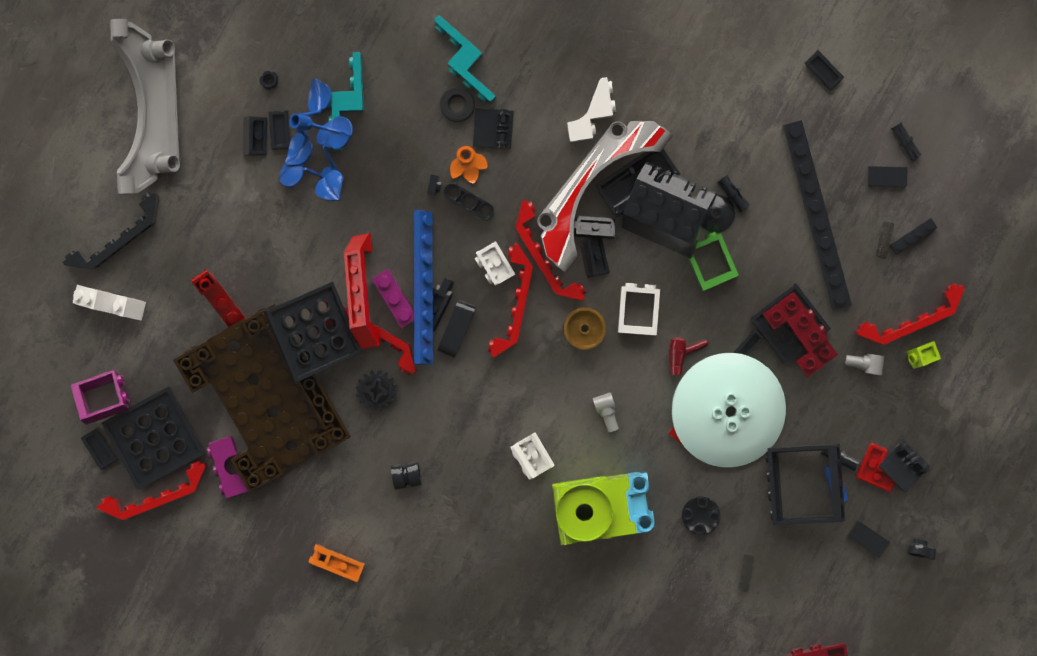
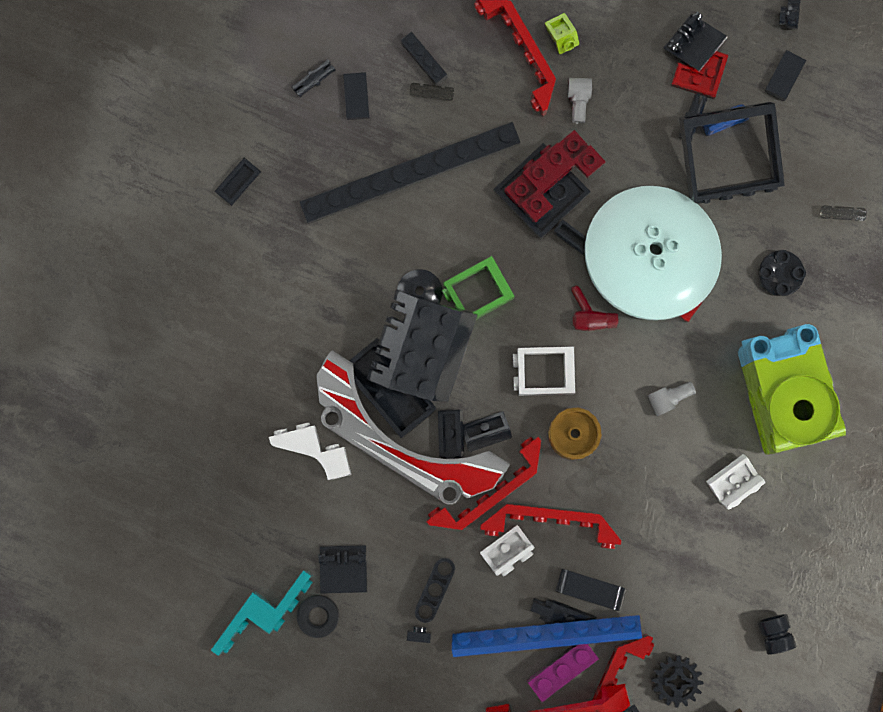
camera: 90 degrees left, 5 degrees down
(468, 167) = (393, 594): orange plate -> none
(733, 193) = (394, 273): black pin -> none

